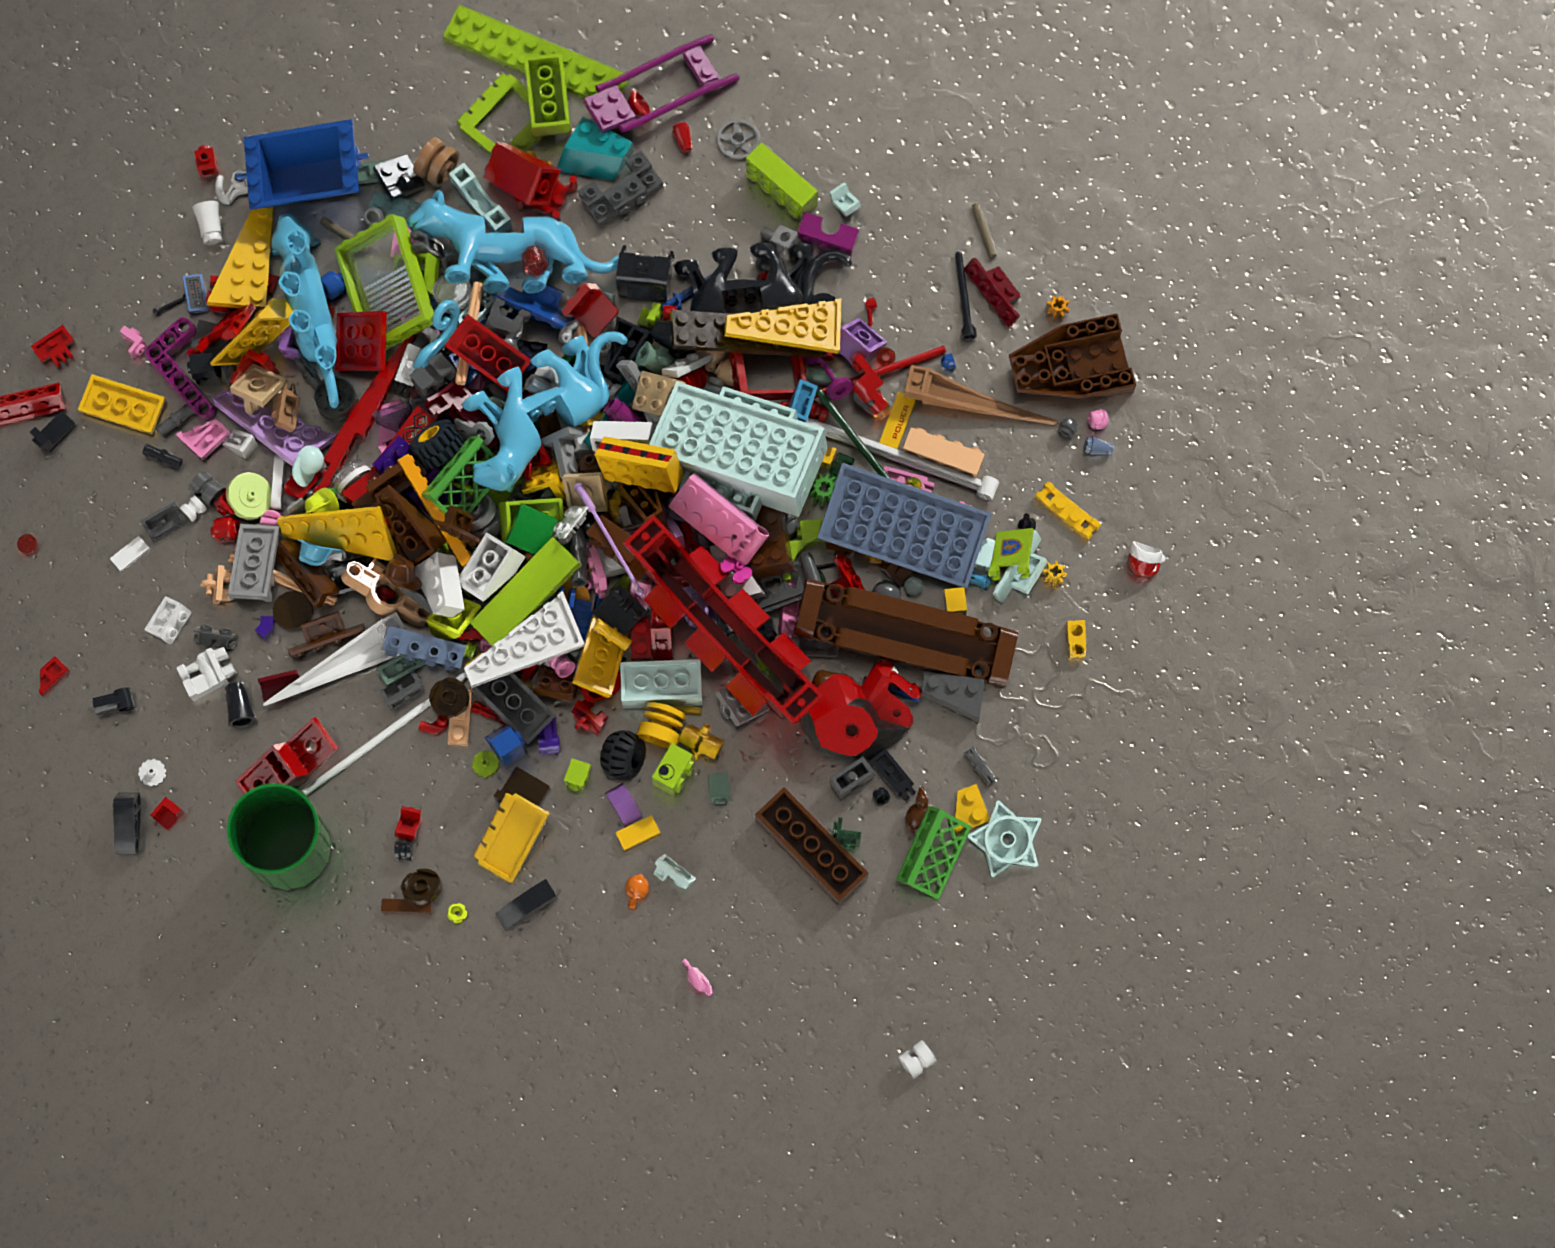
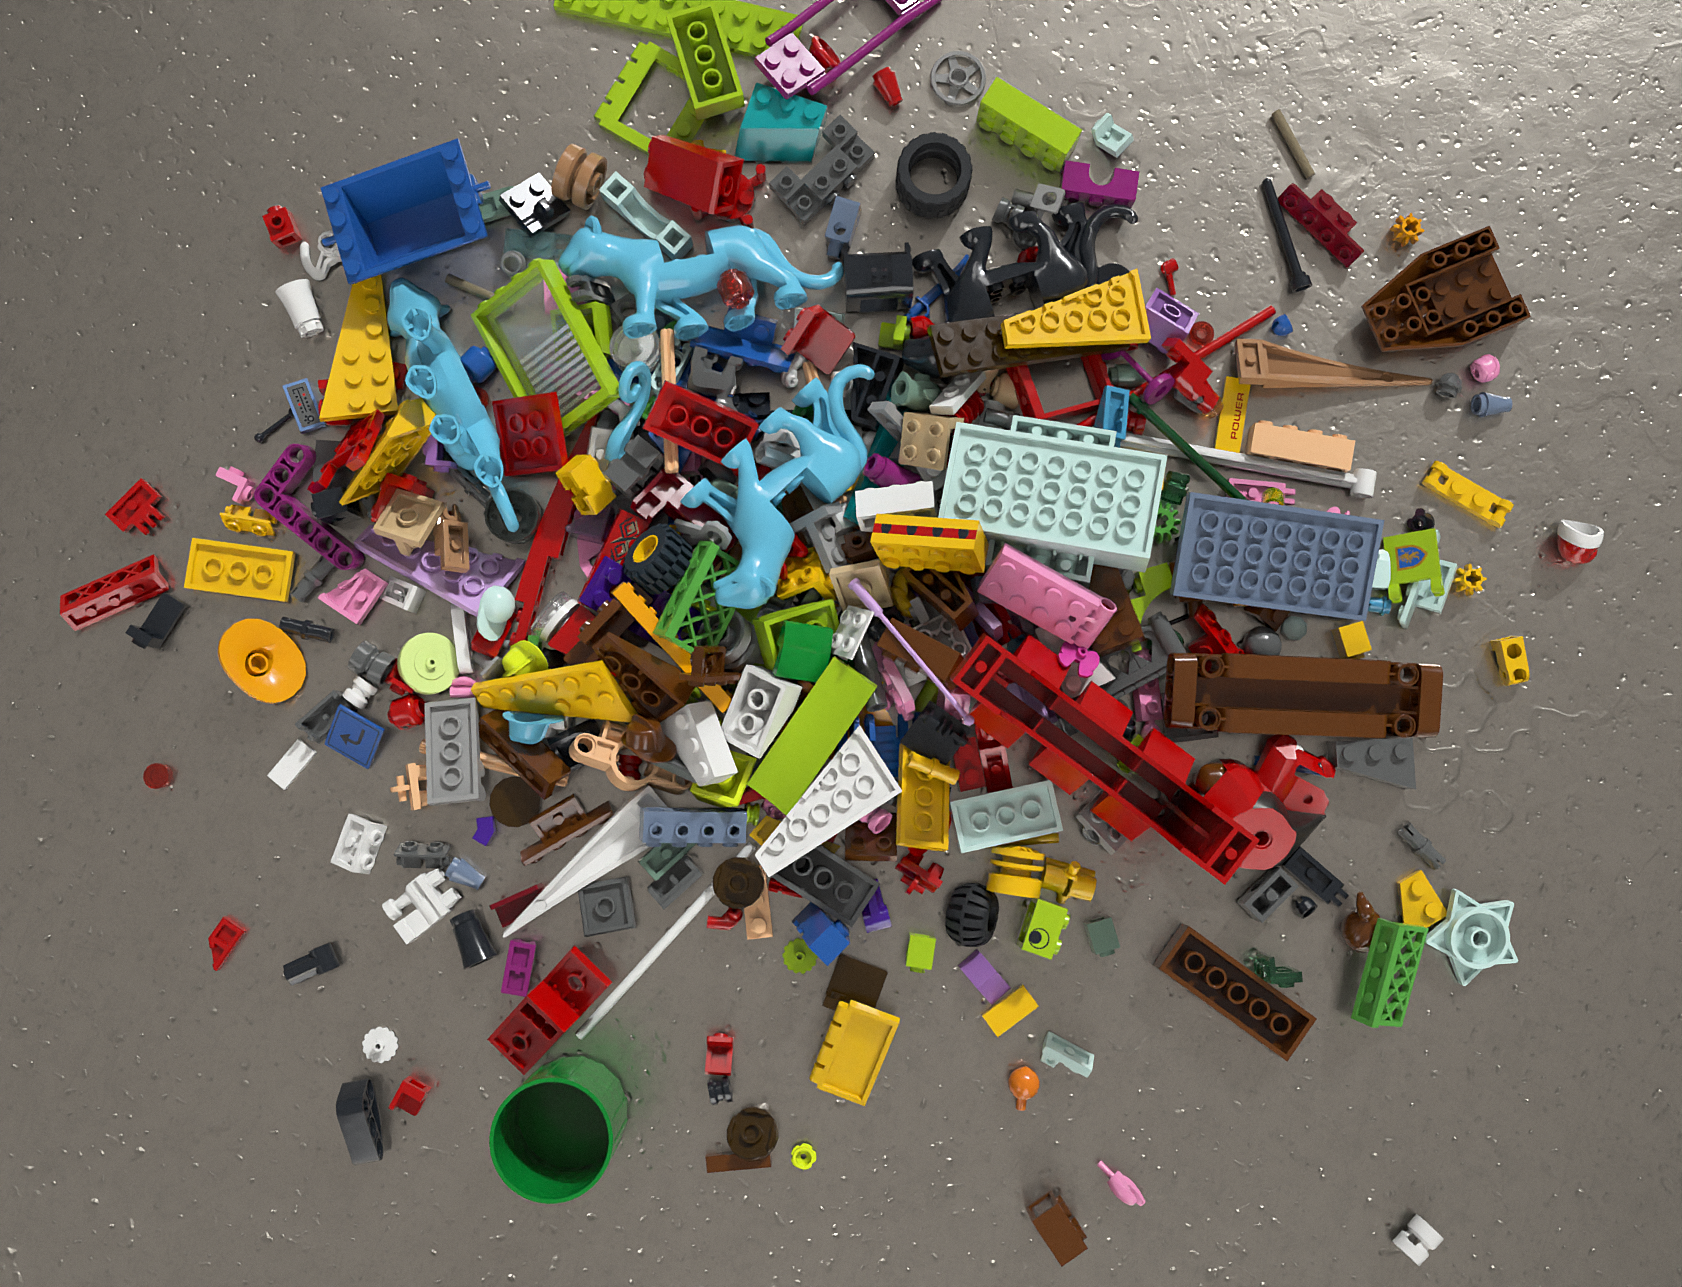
camera: 15 degrees left, 10 degrees up
(126, 471) = (262, 660): none -> light orange hat
(129, 367) = (238, 519): none -> yellow hinge
(181, 540) = (354, 736): none -> blue piece
(242, 656) = (464, 874): none -> sand blue cone
(269, 729) = (518, 967): none -> magenta hinge
(345, 699) = (606, 907): none -> dark grey plate
(395, 383) = (587, 483): none -> yellow brick
(526, 904) = (889, 1131): black slope -> none
(630, 224) = (845, 216): none -> sand blue torso
(638, 995) = (1059, 1232): none -> reddish brown piece
(703, 185) = (939, 147): none -> black tyre
(751, 239) = (1004, 209): none -> dark grey wheel

